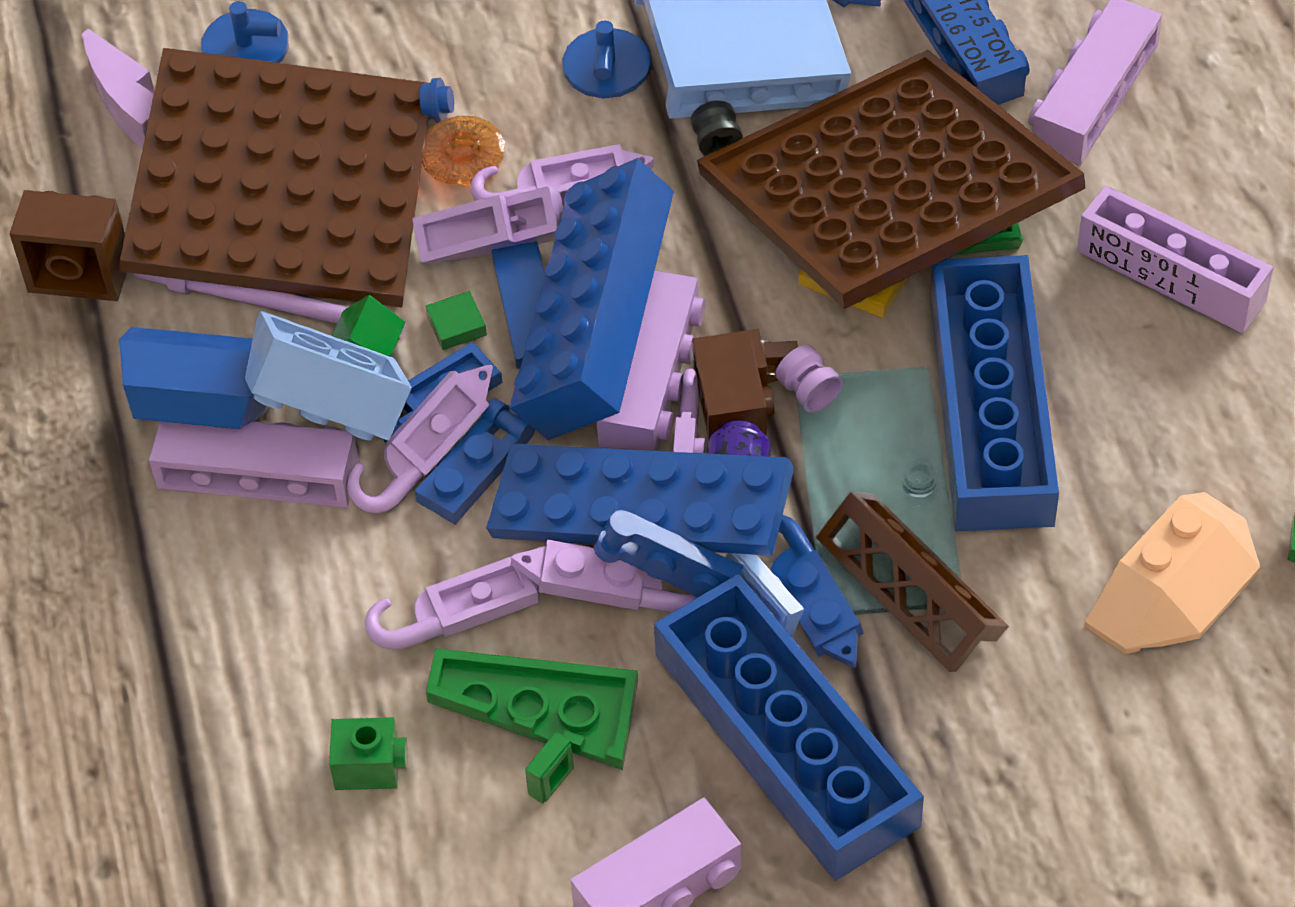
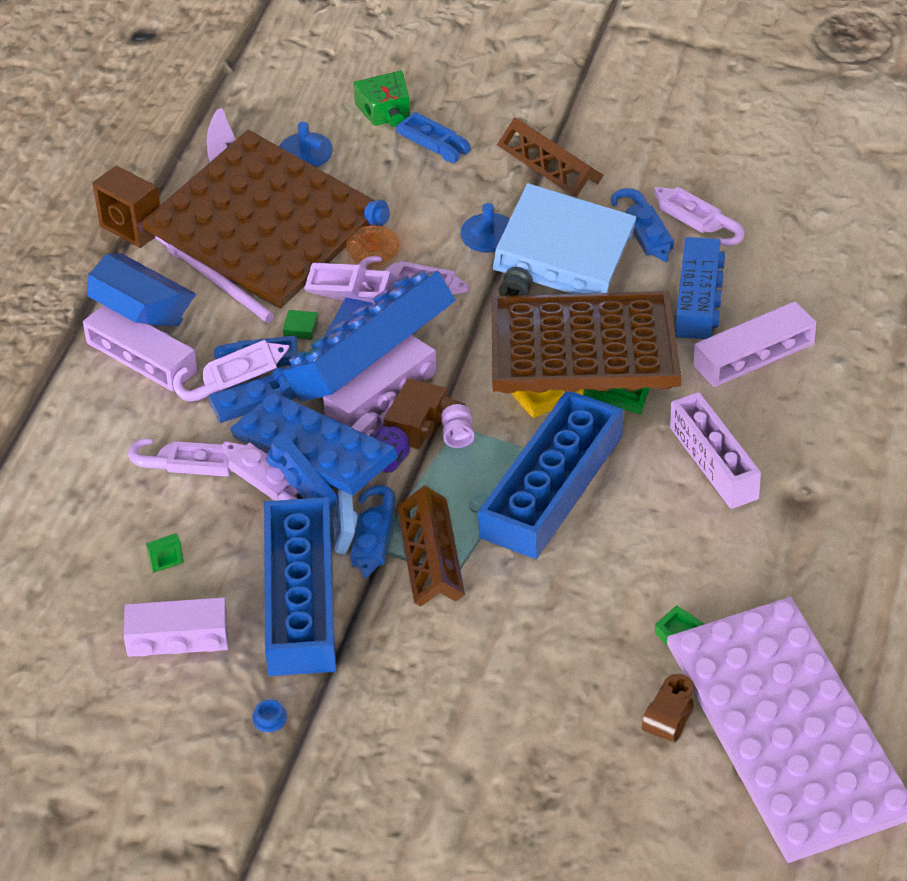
camera: 30 degrees right, 10 degrees down
(325, 378) = (191, 311): light blue slope -> none
(366, 753) = (79, 505): green brick -> none
(370, 326) = (240, 310): green brick -> none
(540, 697) = (202, 529): green wing -> none
(1176, 577) = (581, 608): light nougat wedge -> none

